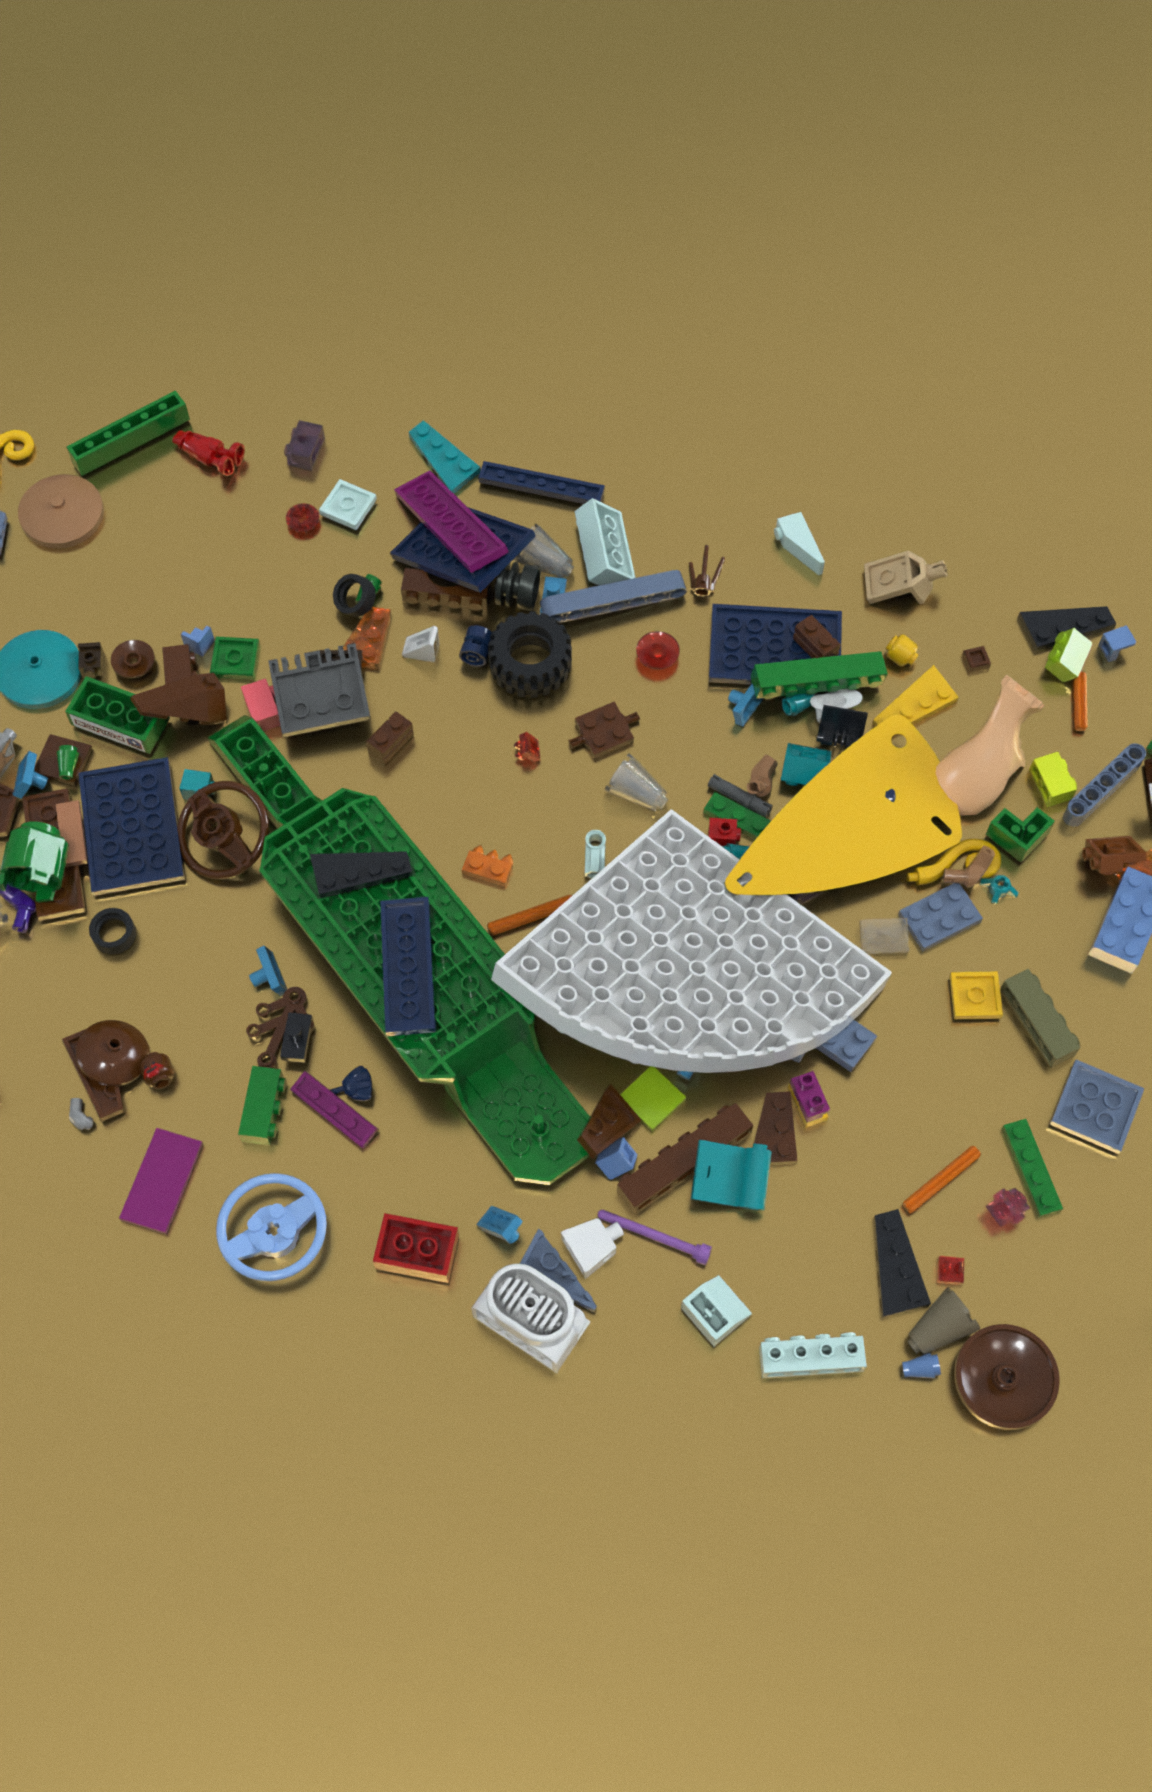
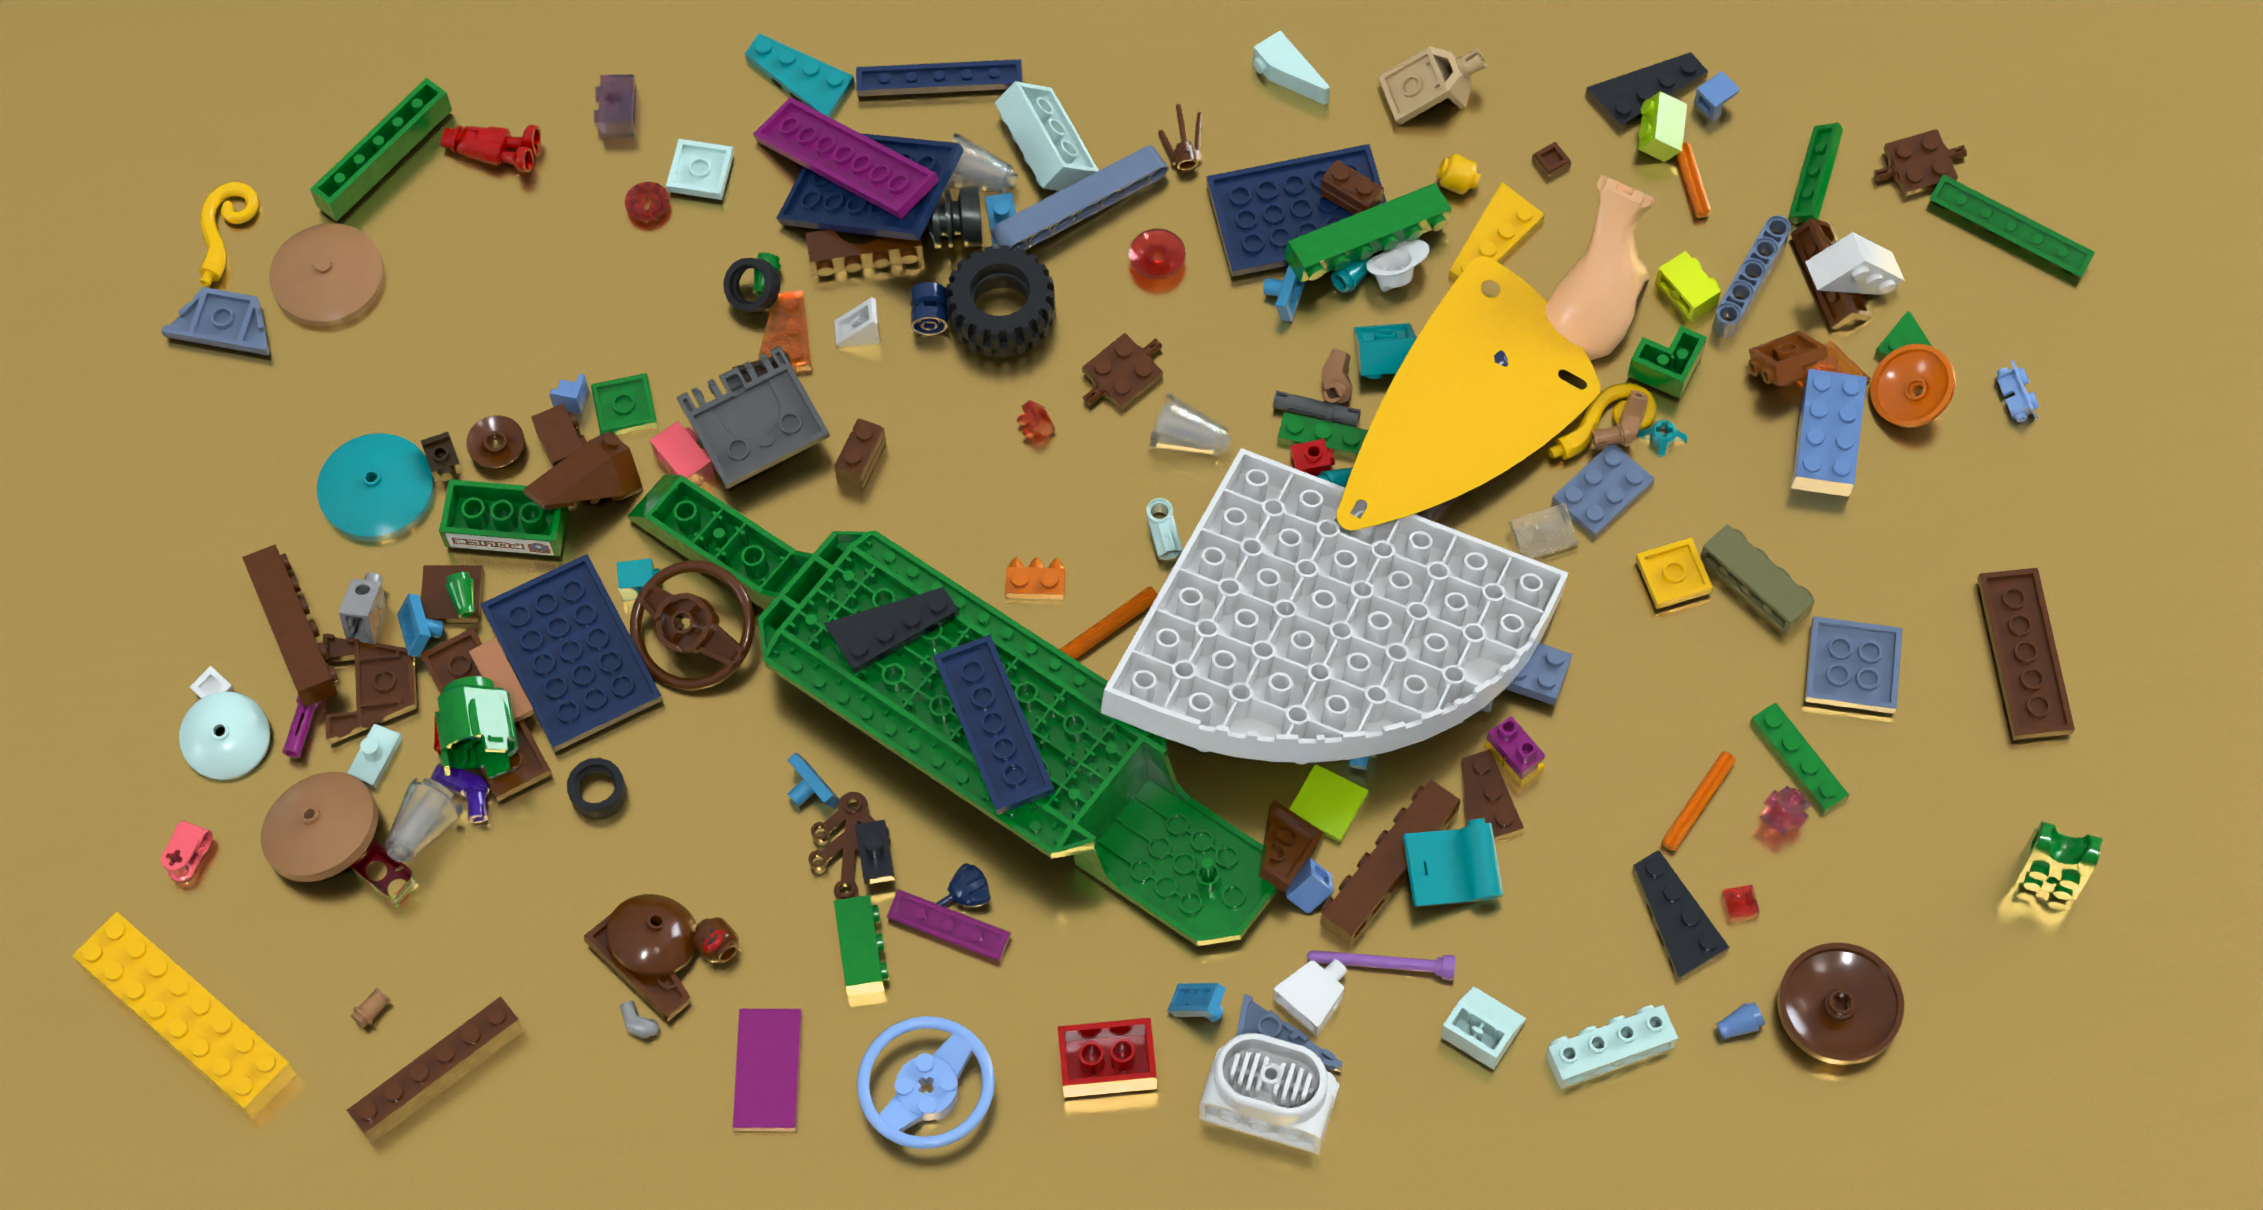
camera: 15 degrees left, 0 degrees up
(841, 726) = (1414, 290): black hinge -> none
(942, 1324) = (1750, 965): dark tan cone -> none

